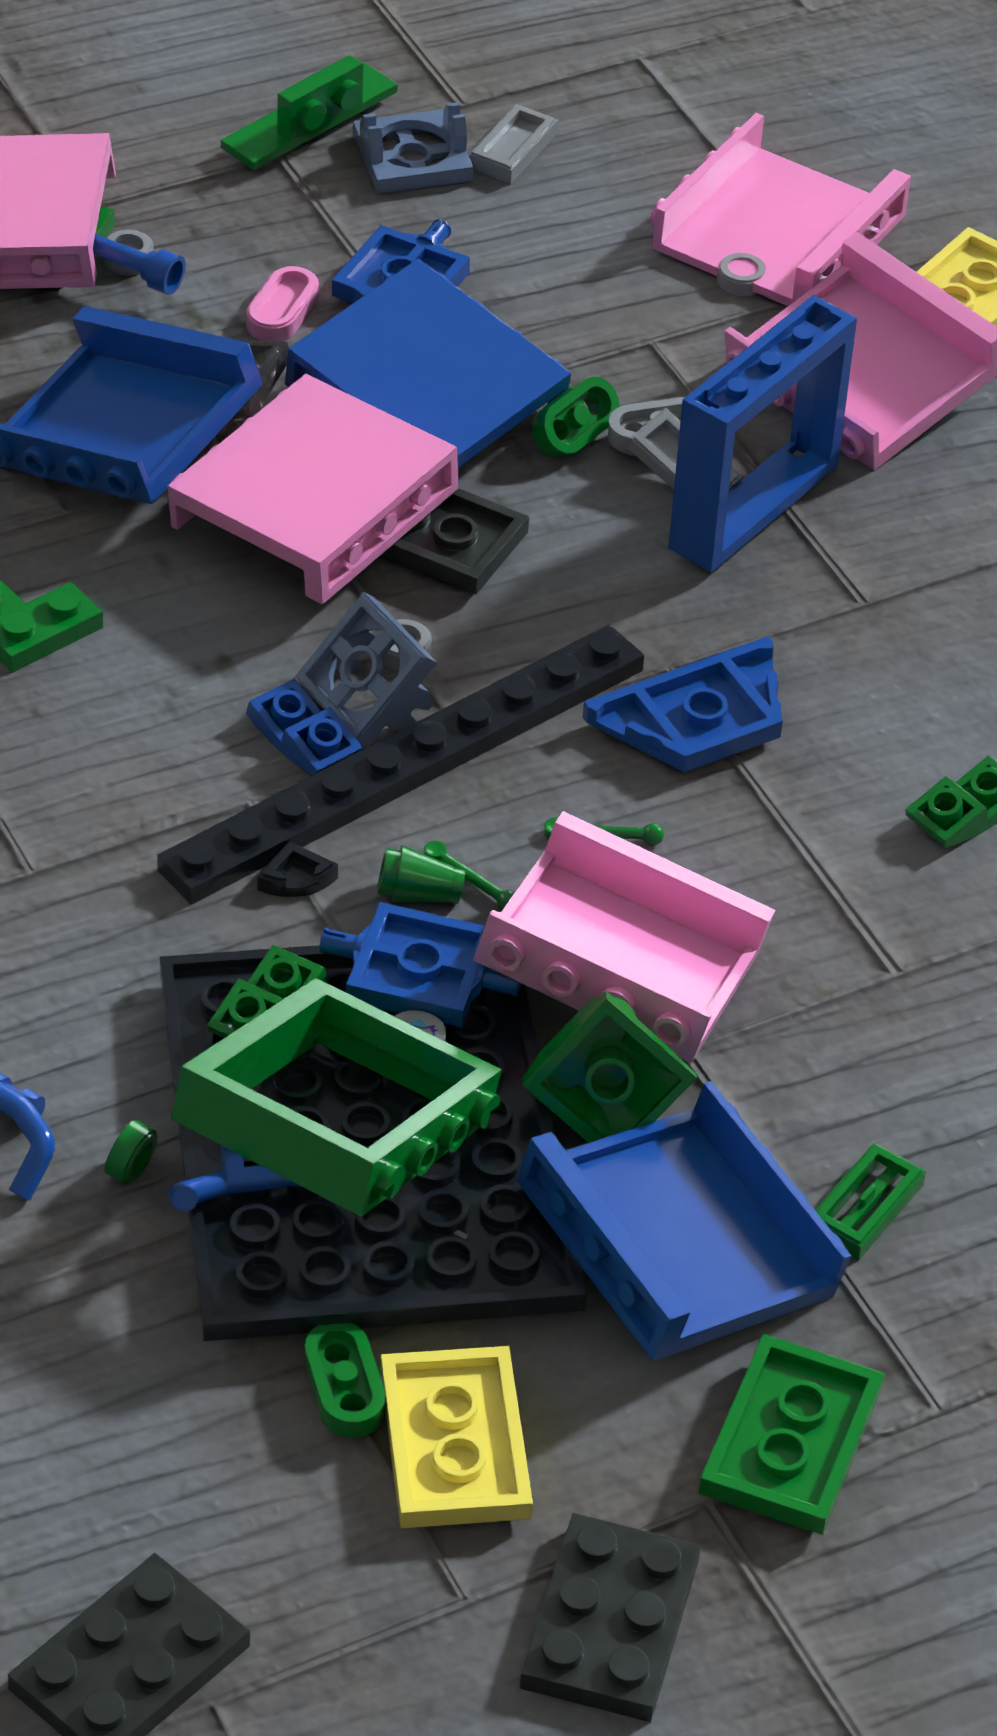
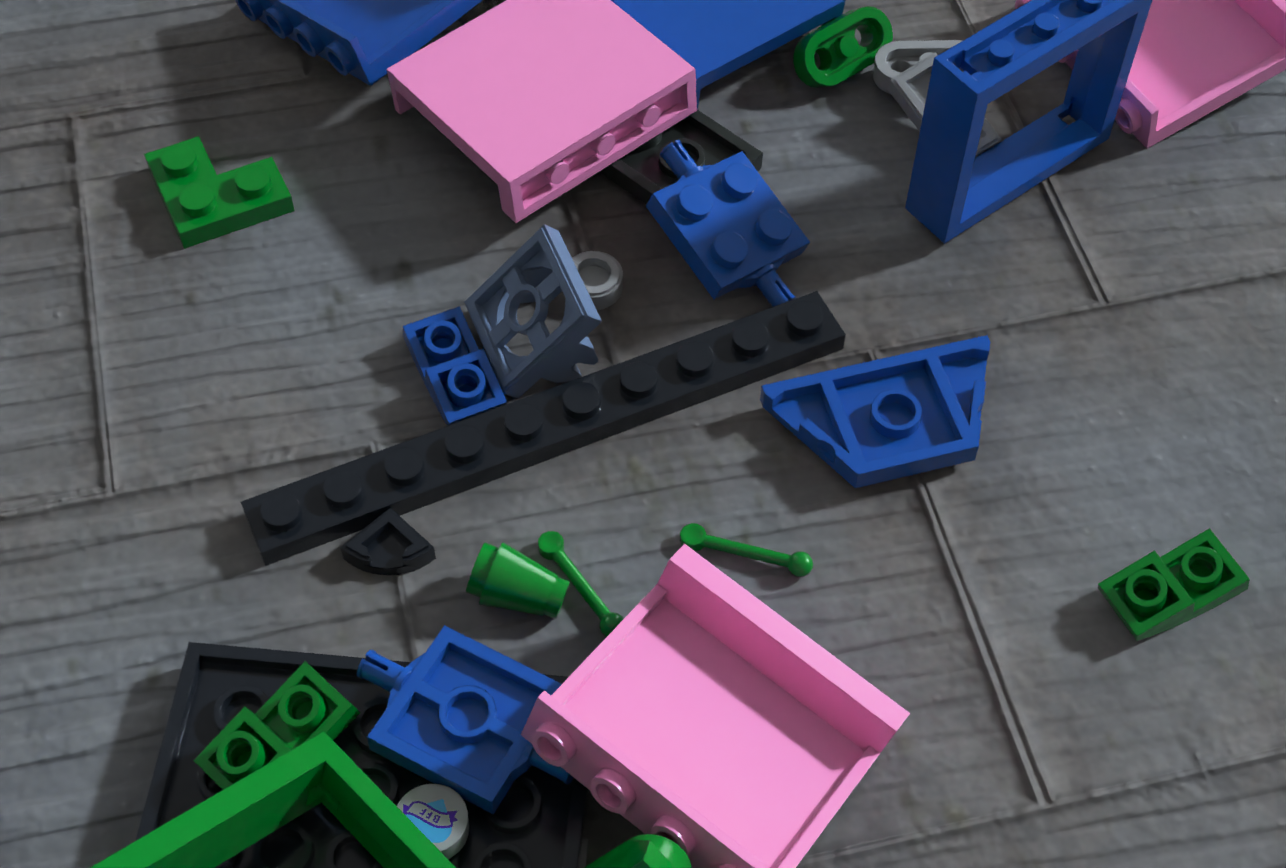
camera: 15 degrees right, 10 degrees up
(516, 578) = (727, 224): none -> blue plate

